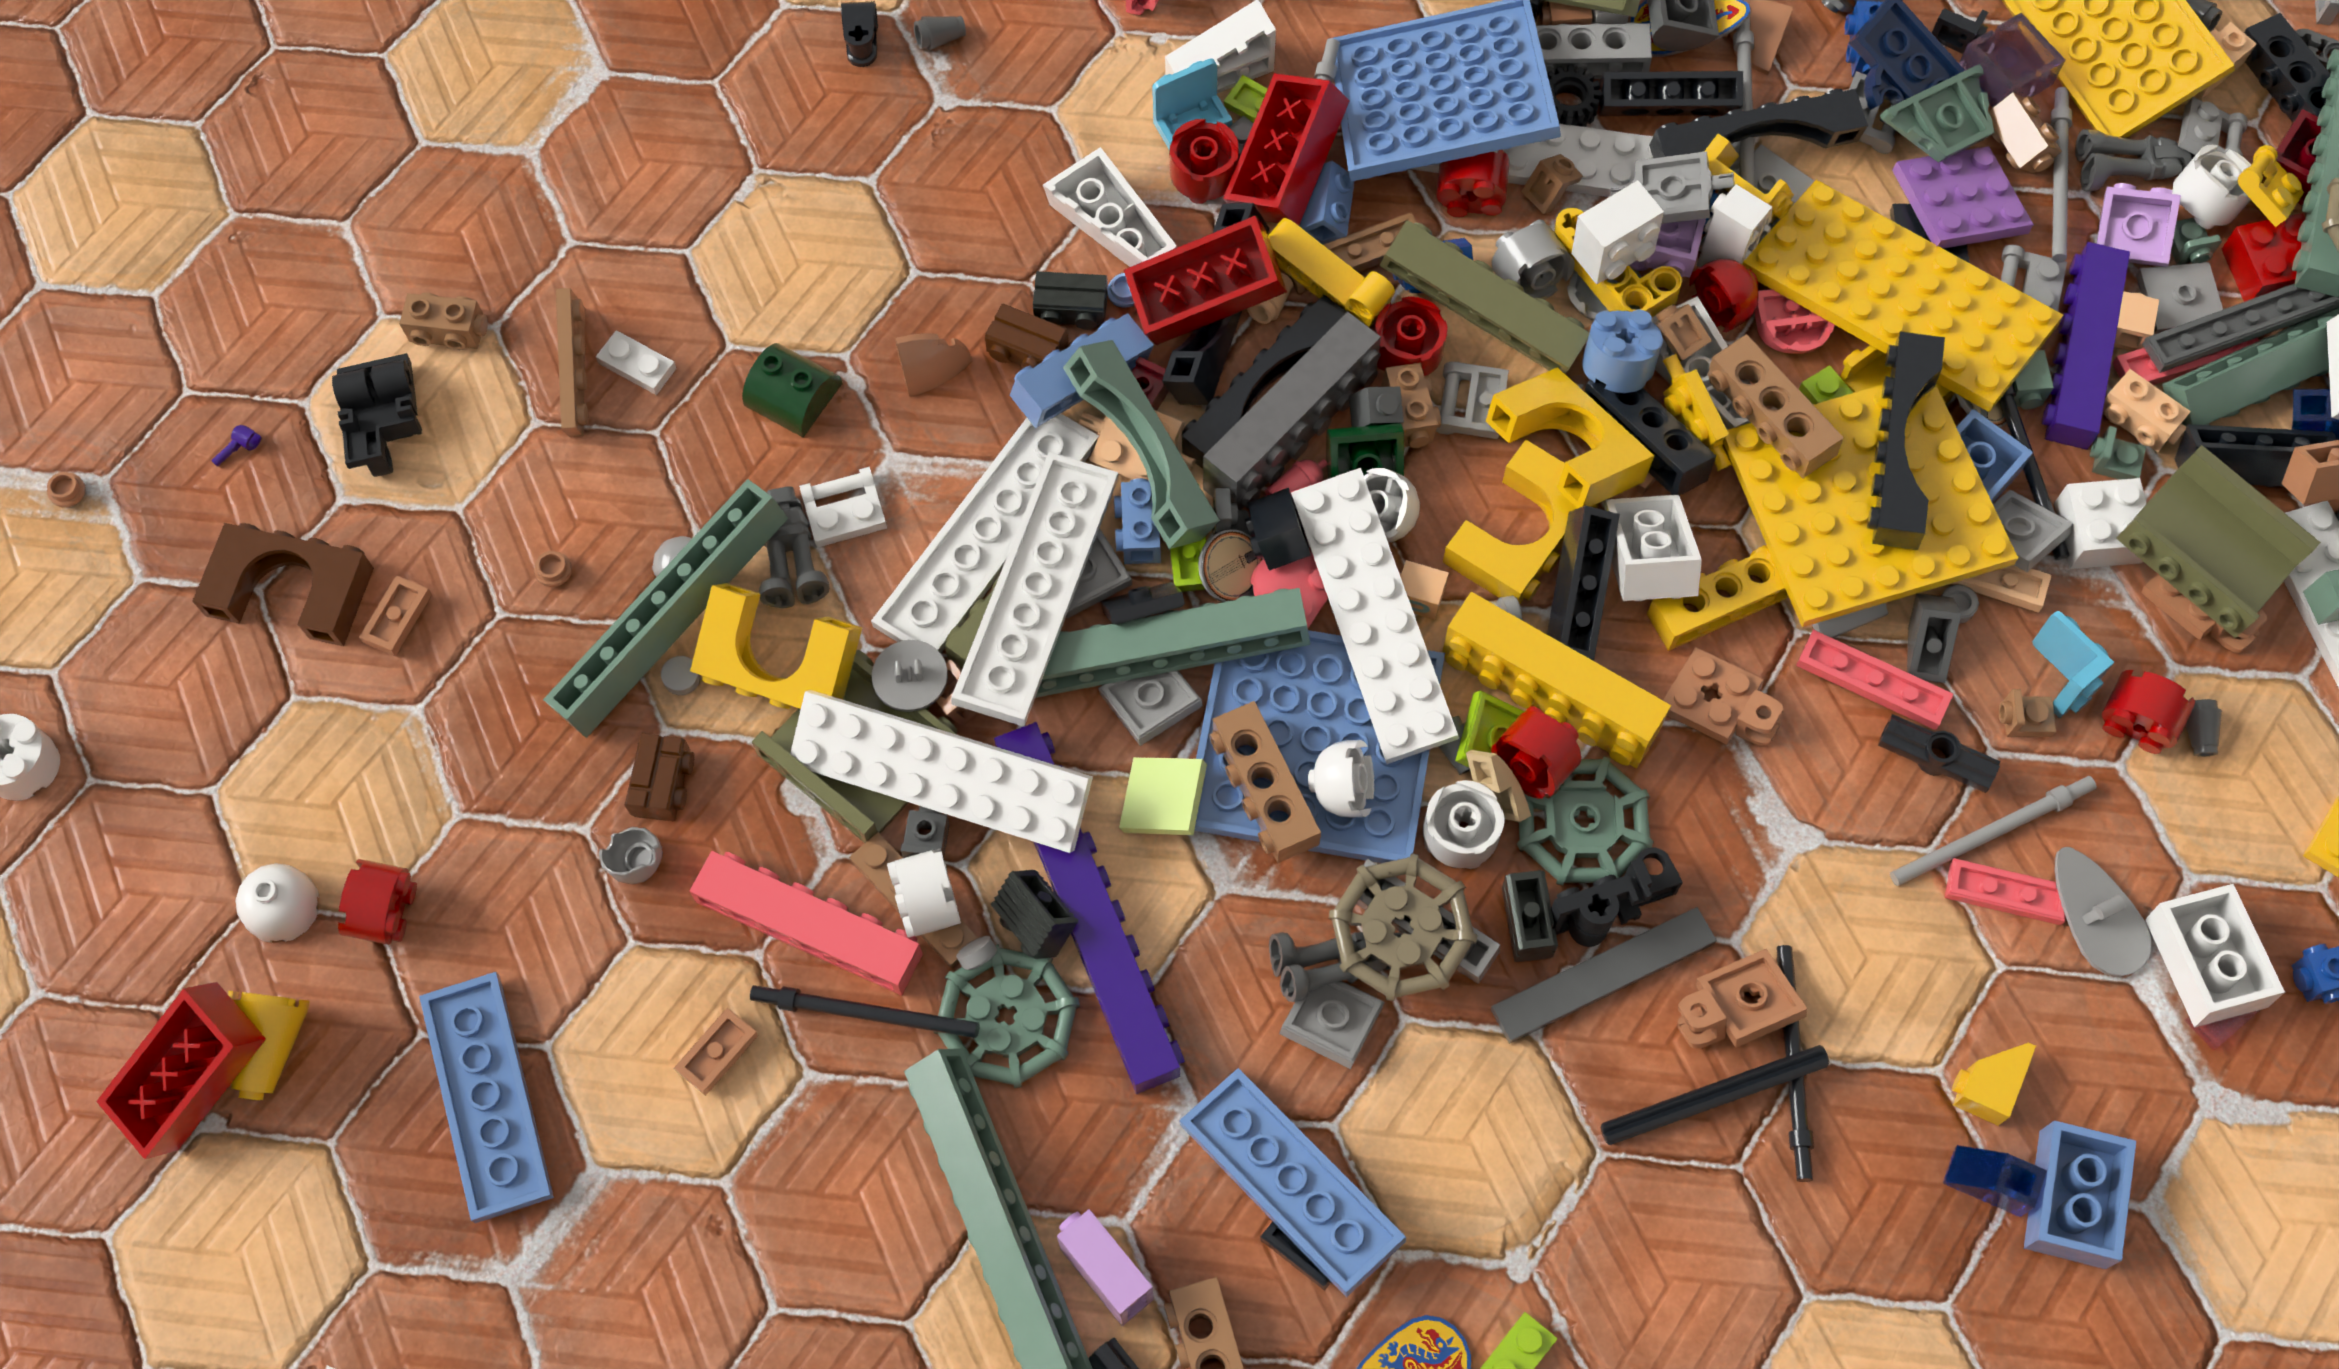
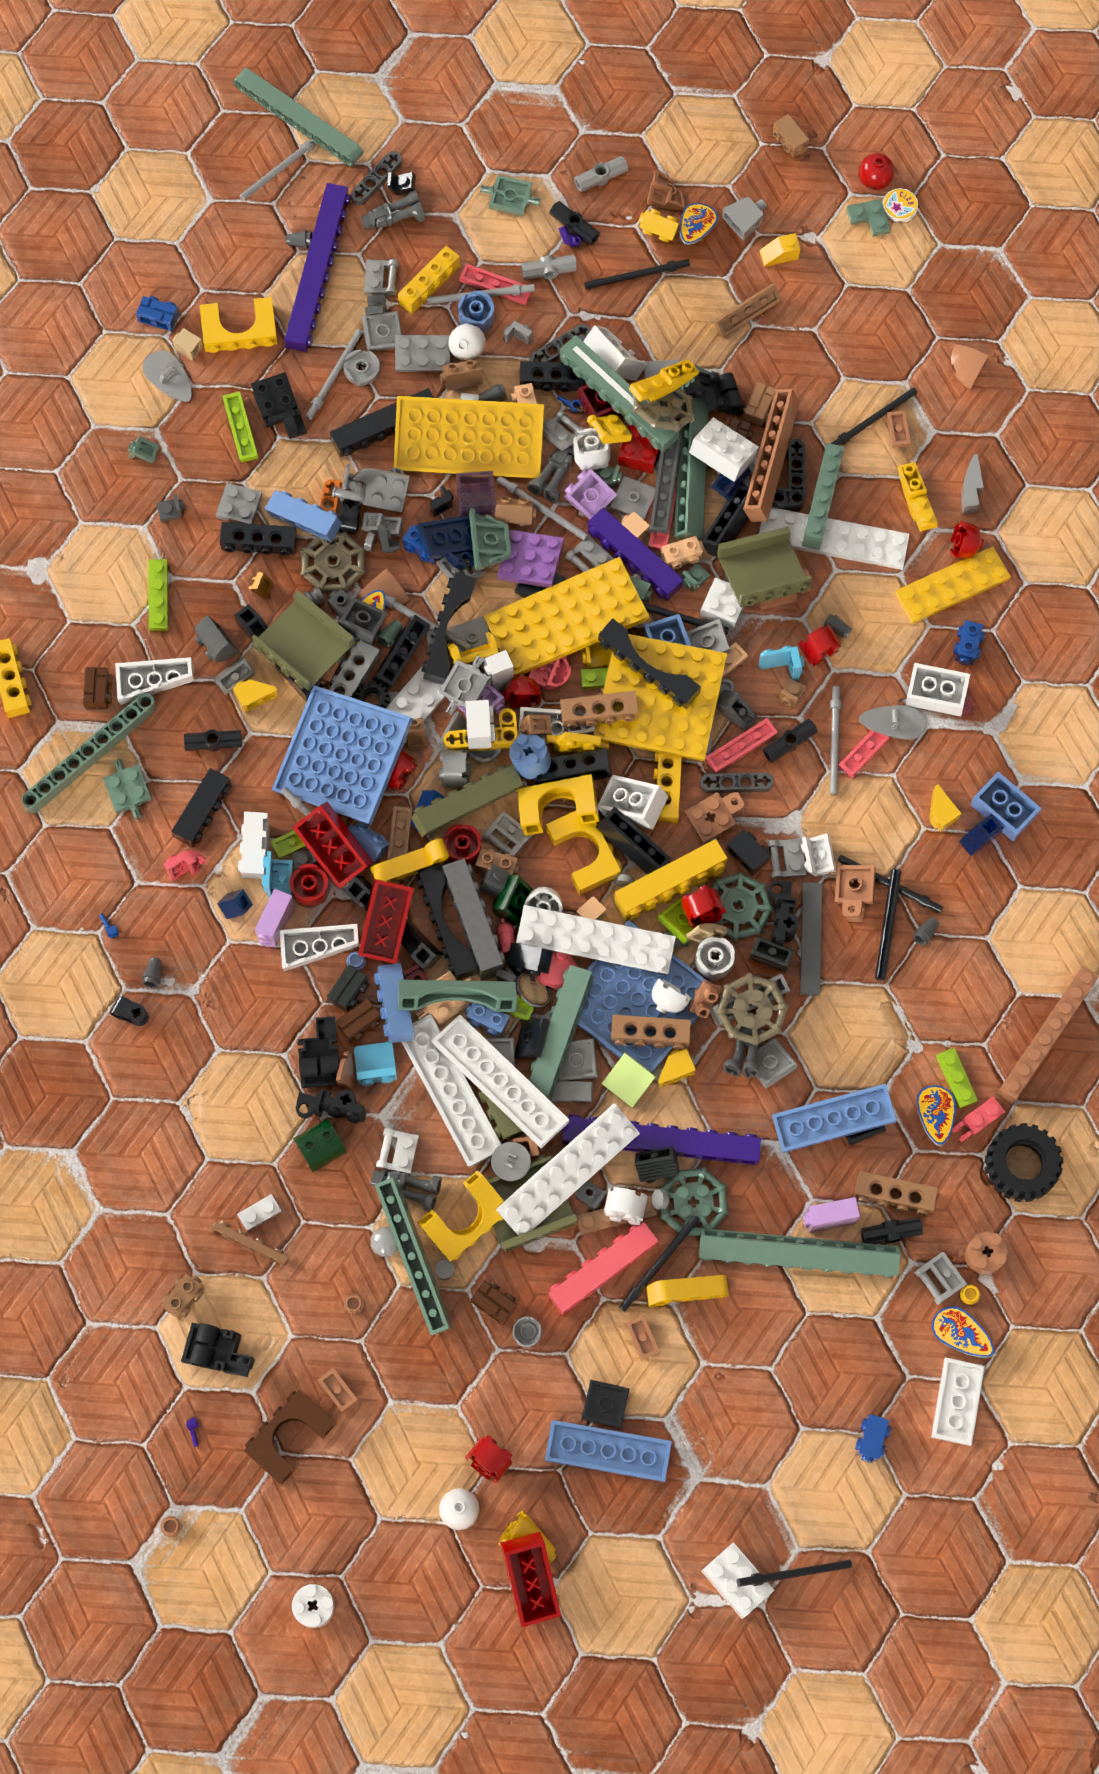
camera: 65 degrees left, 5 degrees up
(568, 1049) = (605, 1404): none -> black plate
(839, 1085) = (687, 1289): none -> yellow beam
(867, 372) = (333, 1106): none -> black plate
(937, 306) = (318, 1057): none -> black plate
(967, 400) = (375, 1063): none -> medium azure bracket
(1092, 720) = (573, 1092): none -> light grey slope
(1114, 81) = (235, 904): none -> dark blue panel
(1124, 130) = (274, 918): none -> lavender brick
(1228, 862) = (676, 1068): none -> yellow slope
(1374, 839) = (704, 999): none -> nougat hips
(1690, 62) = (389, 633): none -> sand green cone
(1691, 786) = (748, 852): none -> black brick
(1730, 869) = (793, 858): none -> light grey plate
(1746, 1172) = (926, 931): none -> dark grey cone
(1763, 906) = (818, 855): none -> white bracket
(1809, 704) = (736, 780): none -> dark grey beam
(2269, 127) = (570, 403): none -> blue hand

